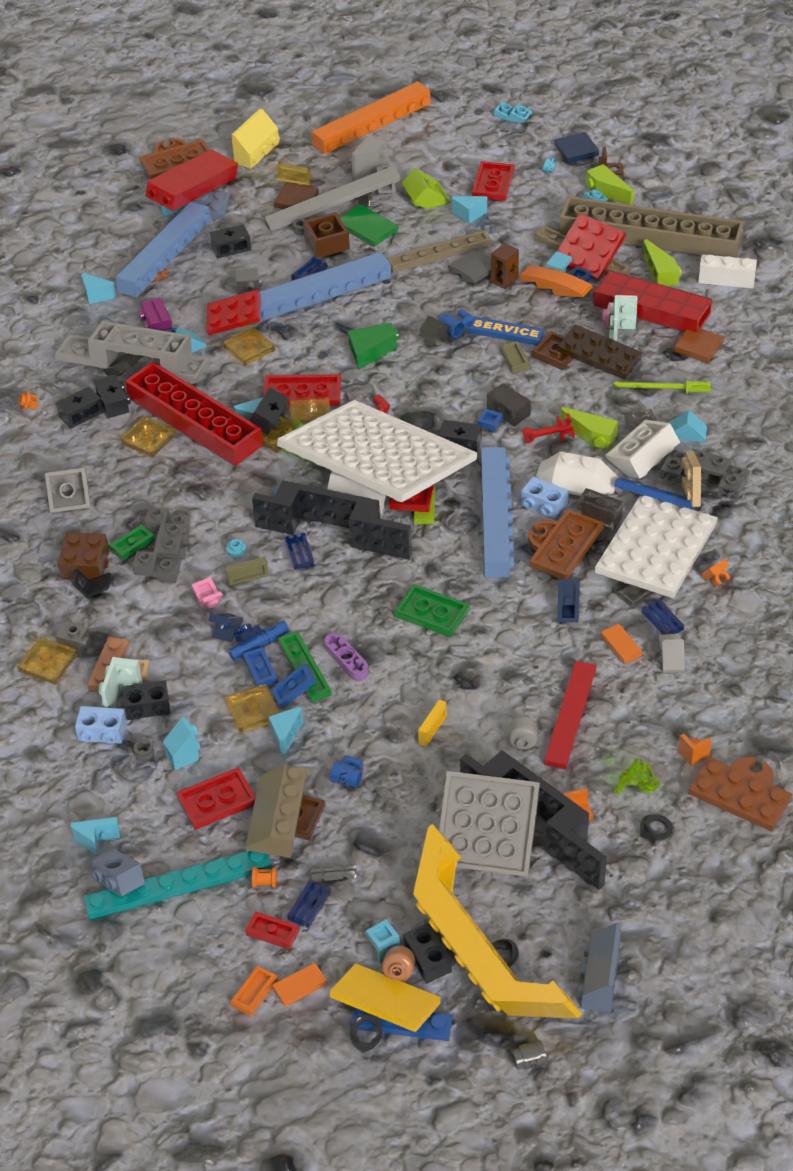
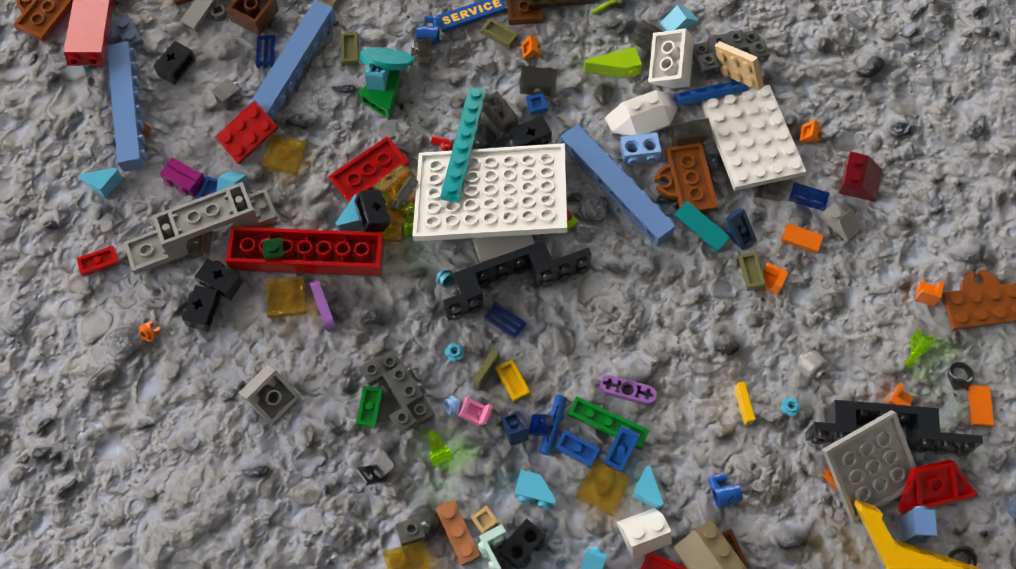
camera: 40 degrees left, 20 degrees up
(39, 337) = (98, 261): none -> red plate
(83, 552) = (347, 450): reddish brown brick -> none
(150, 601) = (439, 453): none -> clear neon green piece
(166, 391) = (273, 249): none -> dark green plate
(168, 457) = (323, 306): none -> medium lavender beam
(194, 577) = (452, 405): none -> light blue plate
(194, 670) = (533, 489): none -> medium azure slope
(247, 751) = (645, 532): none -> white slope
(260, 594) = (512, 380): none -> yellow tile
(310, 414) = (404, 193): none -> dark grey axle
(370, 325) = (376, 78): none -> medium azure slope
(378, 303) = (349, 49): none -> olive tile
(392, 409) = (463, 145): none -> teal plate
(394, 319) = (387, 58): none -> teal tile
(432, 610) = (649, 304): green tile -> none
(448, 403) = (499, 113): none -> clear smoke brick
(478, 750) = (790, 411): none -> medium azure plate
(482, 894) = (918, 525): none -> medium blue brick
(528, 379) = (530, 48): none -> orange tile
(534, 882) = (935, 486): none -> red wing
(536, 580) = (701, 226): none -> teal tile
(547, 639) = (752, 271): none -> olive tile
(561, 656) = (774, 278): none -> orange panel
(562, 427) = (598, 77): red bar -> none
(570, 715) = (824, 324): red tile -> none
(649, 861) = (980, 406): none -> orange tile
(726, 629) = (860, 177): none -> dark red slope

